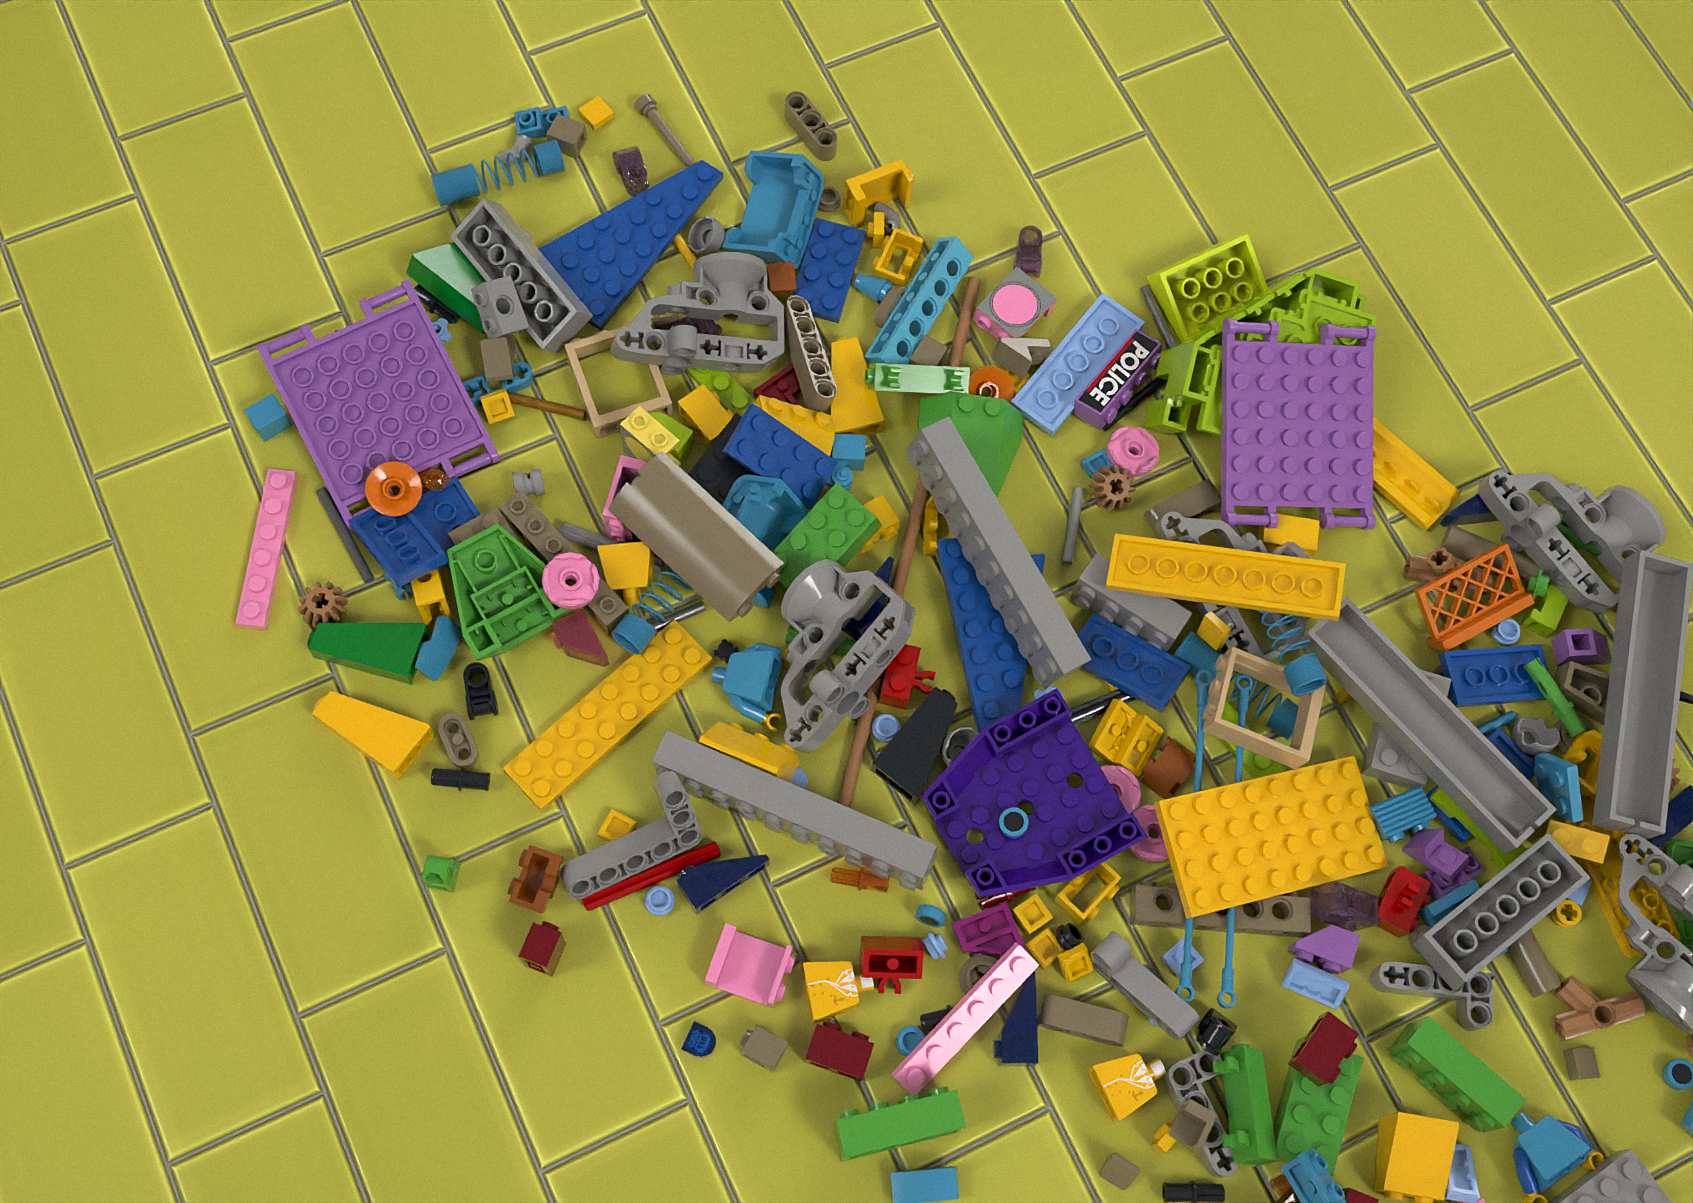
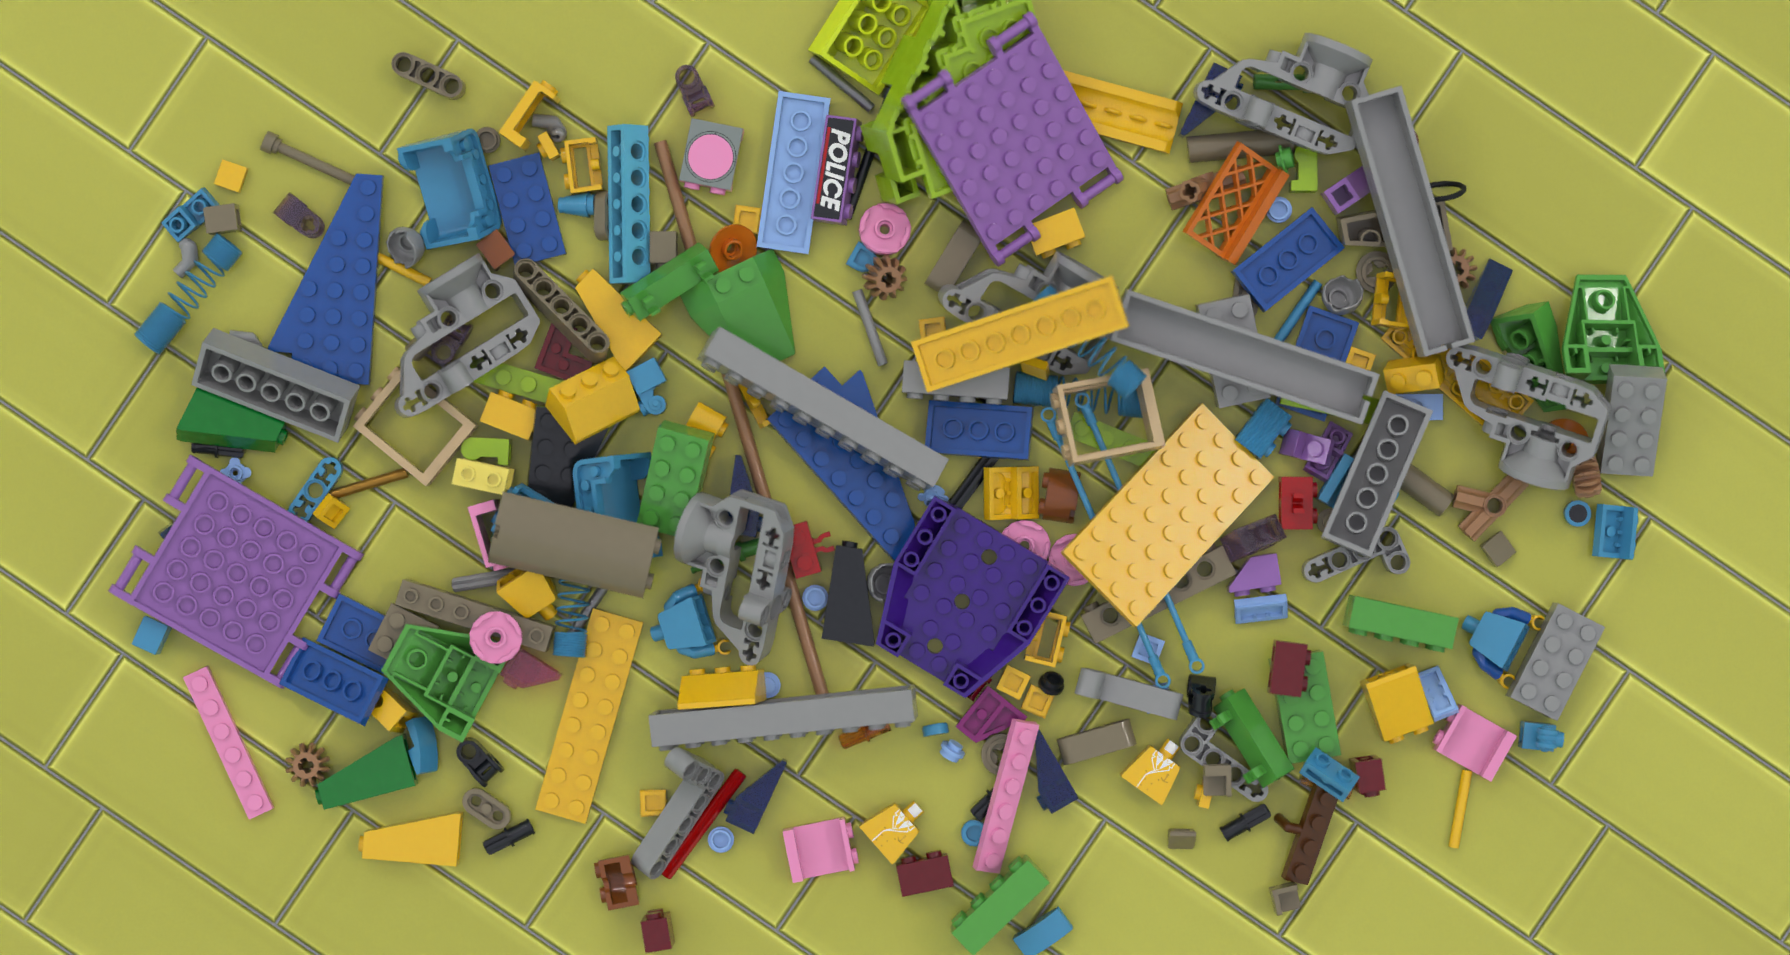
camera: 20 degrees left, 20 degrees up
(345, 535) = (284, 695): dark grey bar -> none
(393, 475) = (306, 651): orange dish -> none
(434, 479) = (326, 610): clear orange axle -> none
(440, 873) = (542, 918): bright green leg -> none
(498, 358) = (304, 467): dark tan slope -> none
(502, 294) = (295, 433): light grey brick -> none
(529, 482) = (402, 563): light grey wheel -> none
(699, 1041) = (815, 925): clear blue tile -> none
(724, 650) = (649, 608): black piece -> none
(763, 1047) = (865, 904): dark tan brick -> none
(780, 453) = (598, 429): blue plate -> none
(891, 958) = (923, 783): red brick -> none
(1013, 822) = (959, 622): tile -> none
(1020, 353) = (736, 201): dark tan slope -> none
(1075, 963) = (1066, 701): yellow tile -> none
(1555, 697) = (1352, 259): bright green pin -> none
(1559, 785) = (1378, 339): dark azure plate -> none
(1571, 907) = (1431, 440): yellow bush -> none

